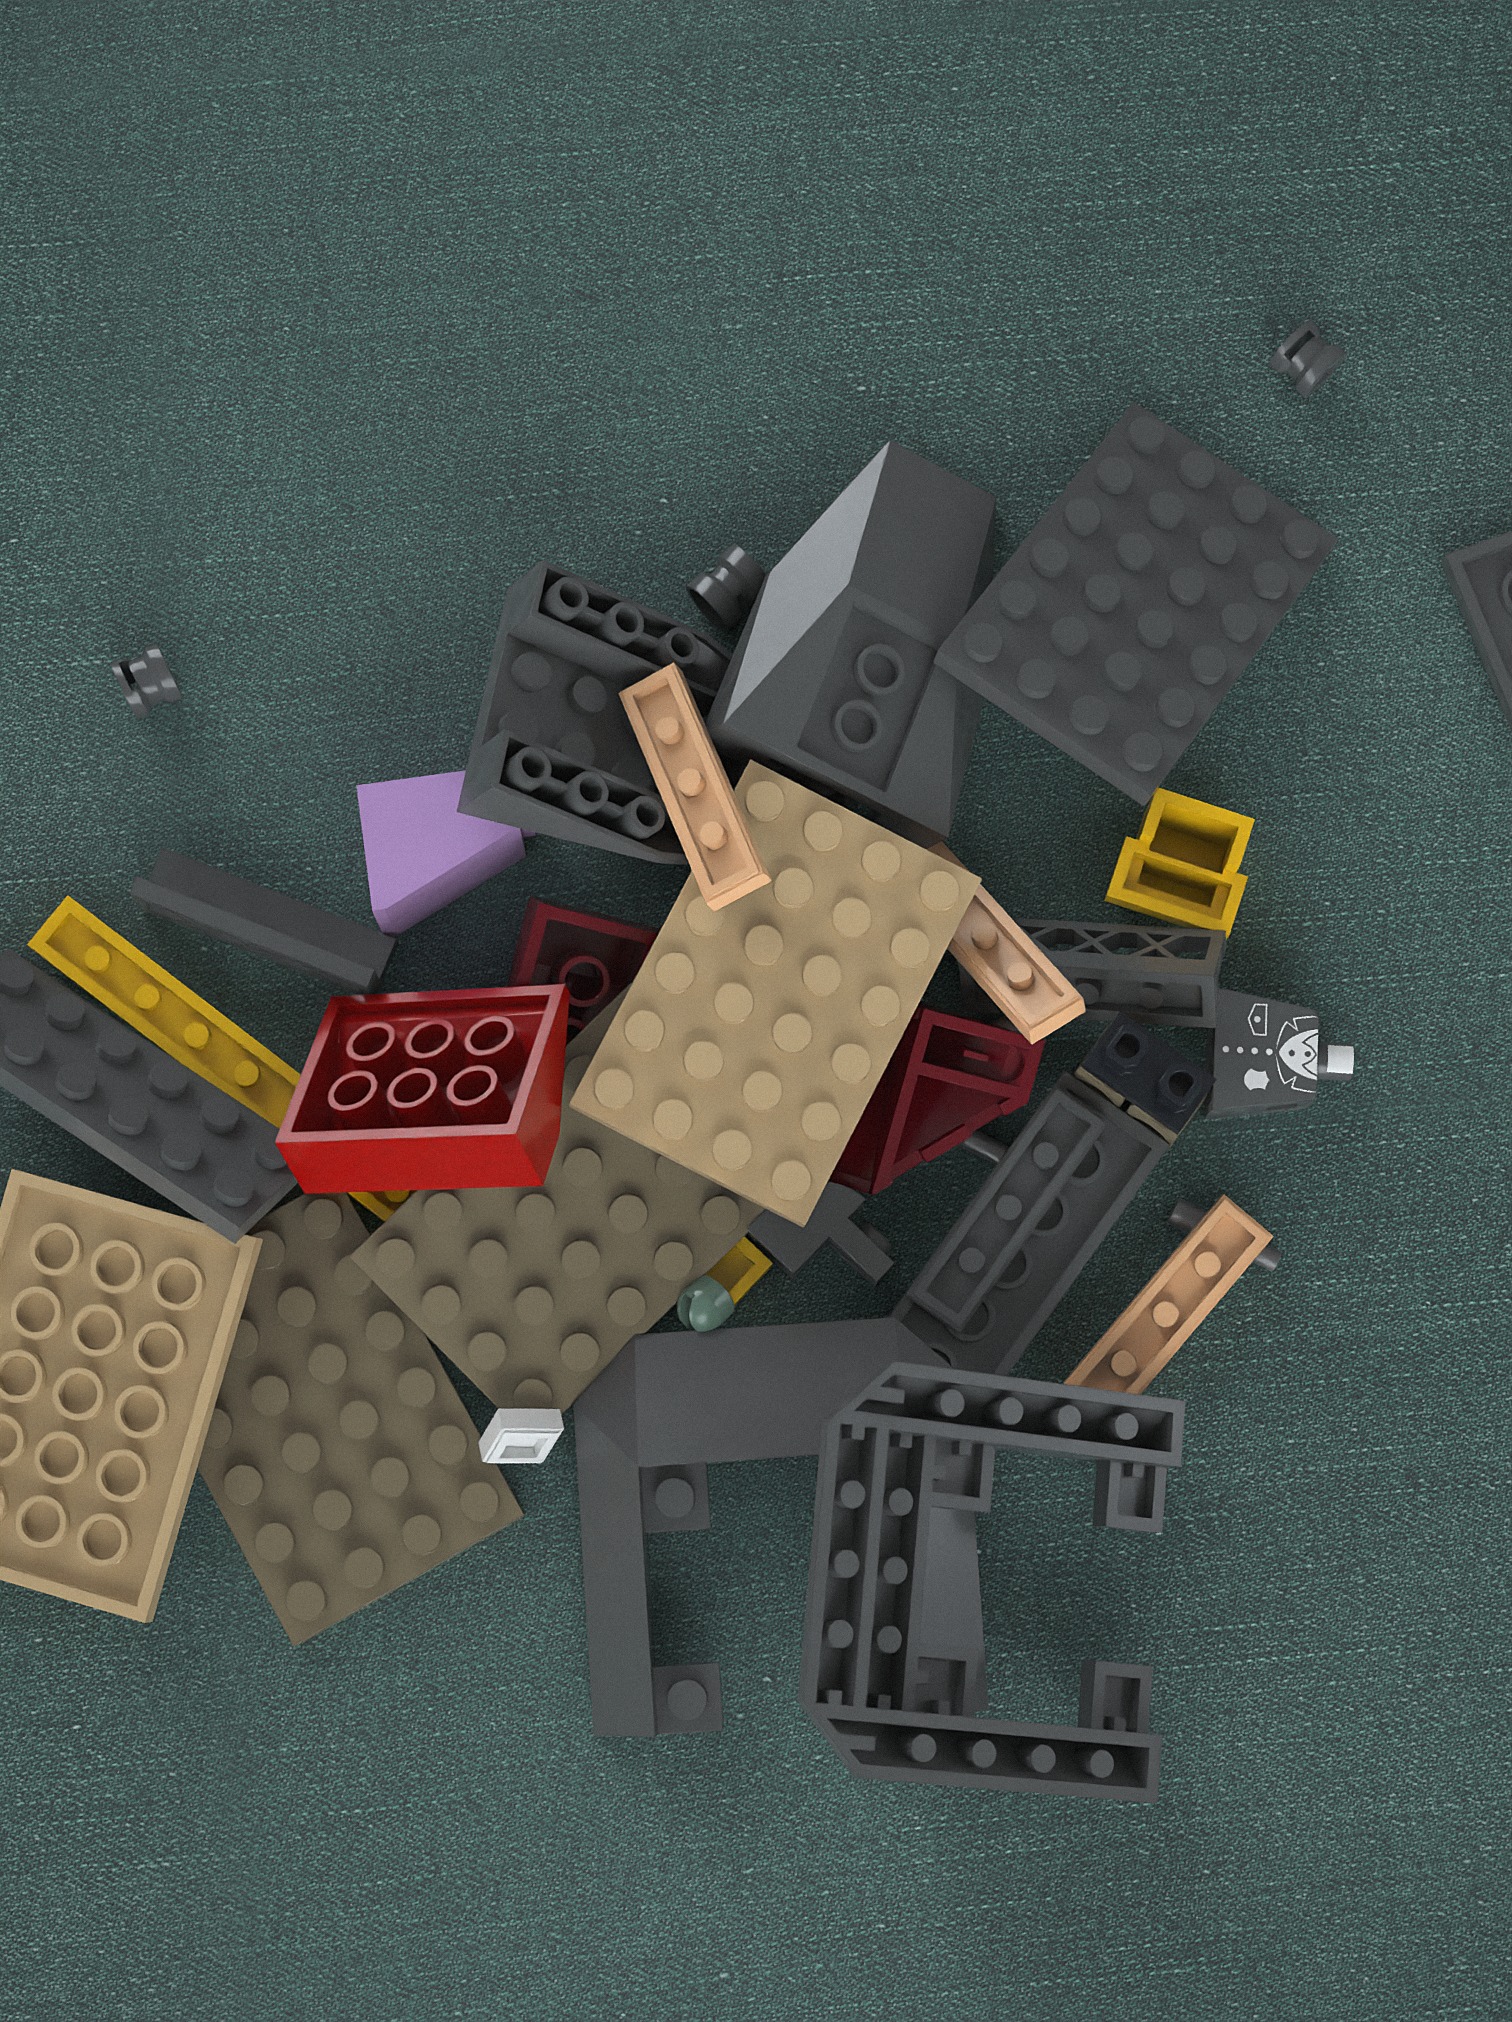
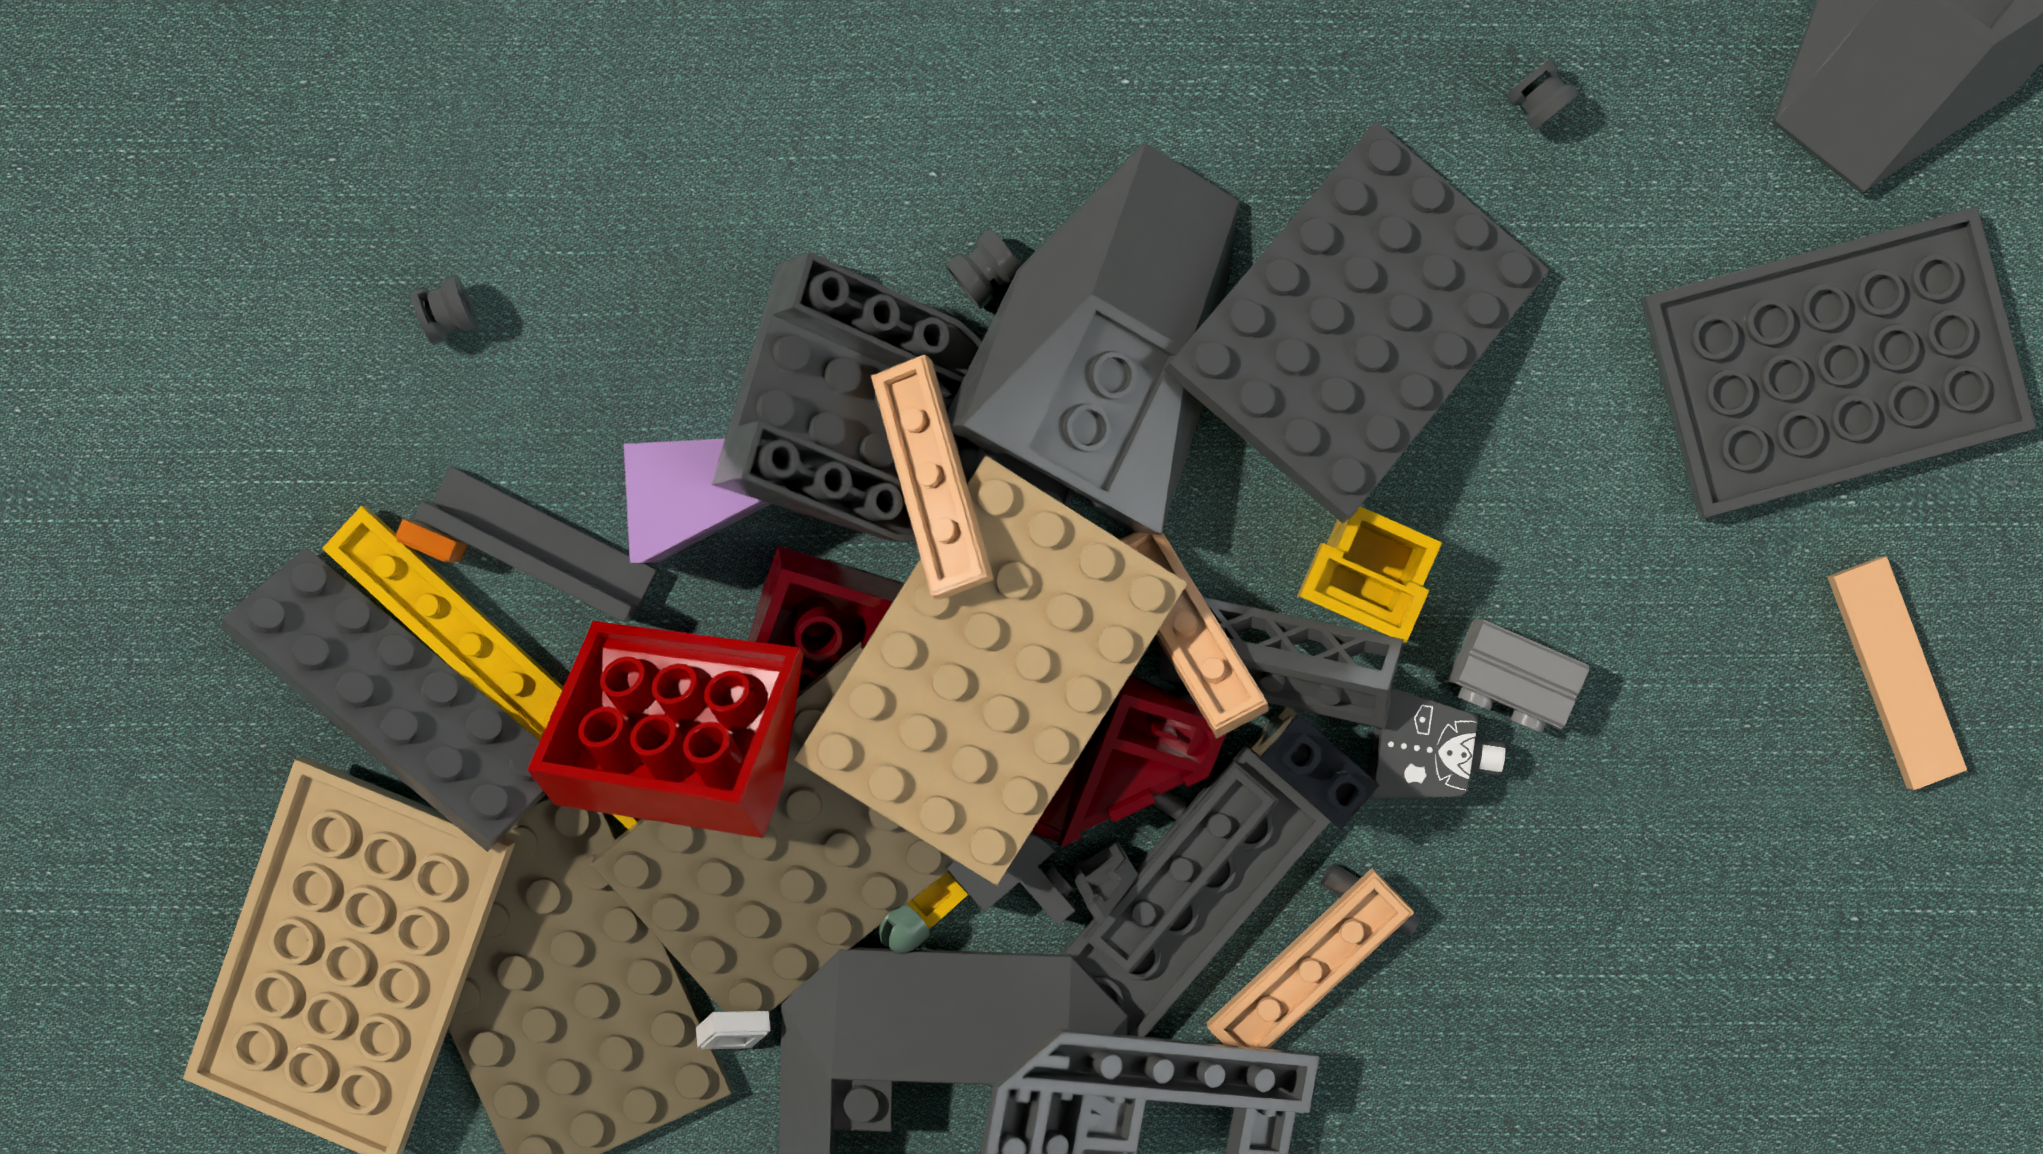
camera: 15 degrees right, 10 degrees up
(147, 927) = (430, 541): none -> orange tile
(922, 1227) = (1103, 878): none -> dark grey tile
(1357, 970) = (1518, 675): none -> light grey brick

